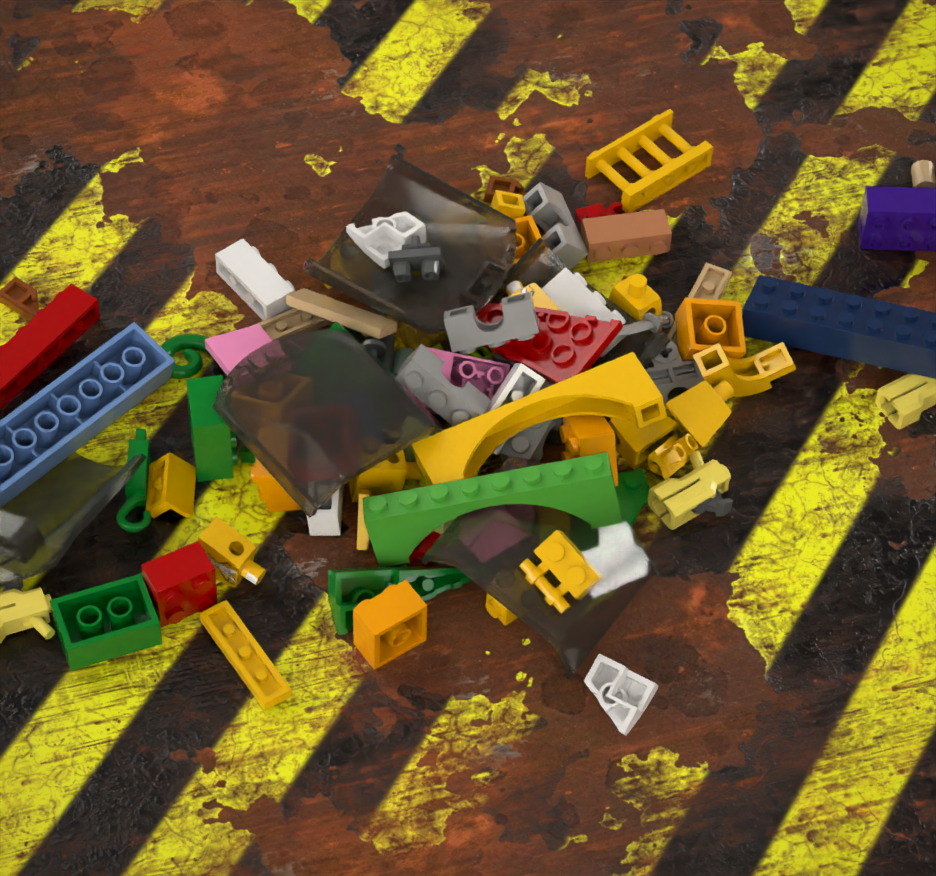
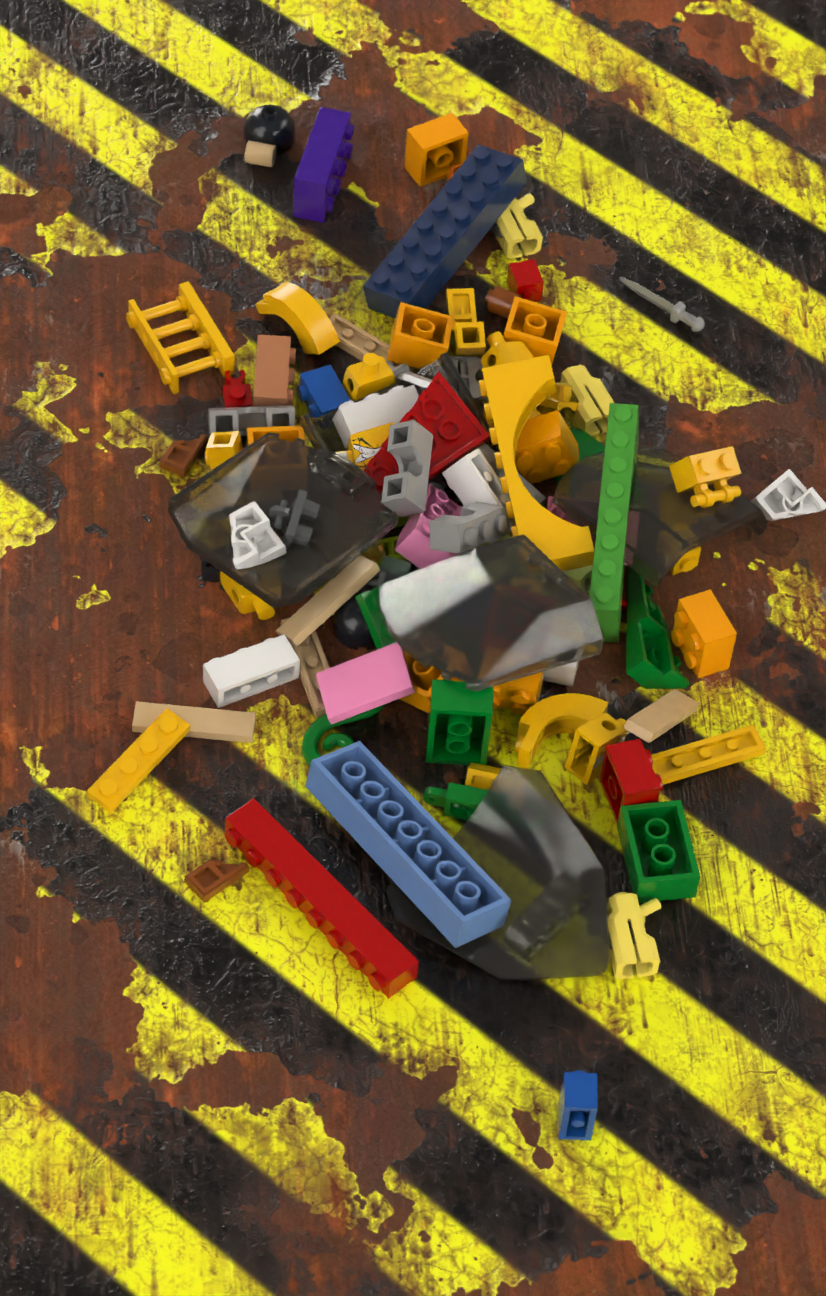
camera: 80 degrees left, 0 degrees up
(134, 222) = (138, 760): none -> yellow plate
(191, 256) = (203, 722): none -> tan tile
(255, 514) = (553, 716): none -> yellow arch
(268, 597) = (661, 715): none -> tan tile
(612, 271) = (321, 391): none -> blue brick
(700, 238) = (302, 314): none -> yellow arch
(760, 427) = (535, 326): none -> light orange brick
(800, 405) = (500, 301): none -> dark orange brick
(838, 416) = (525, 280): none -> red brick
(856, 557) = (677, 311): none -> light grey sword

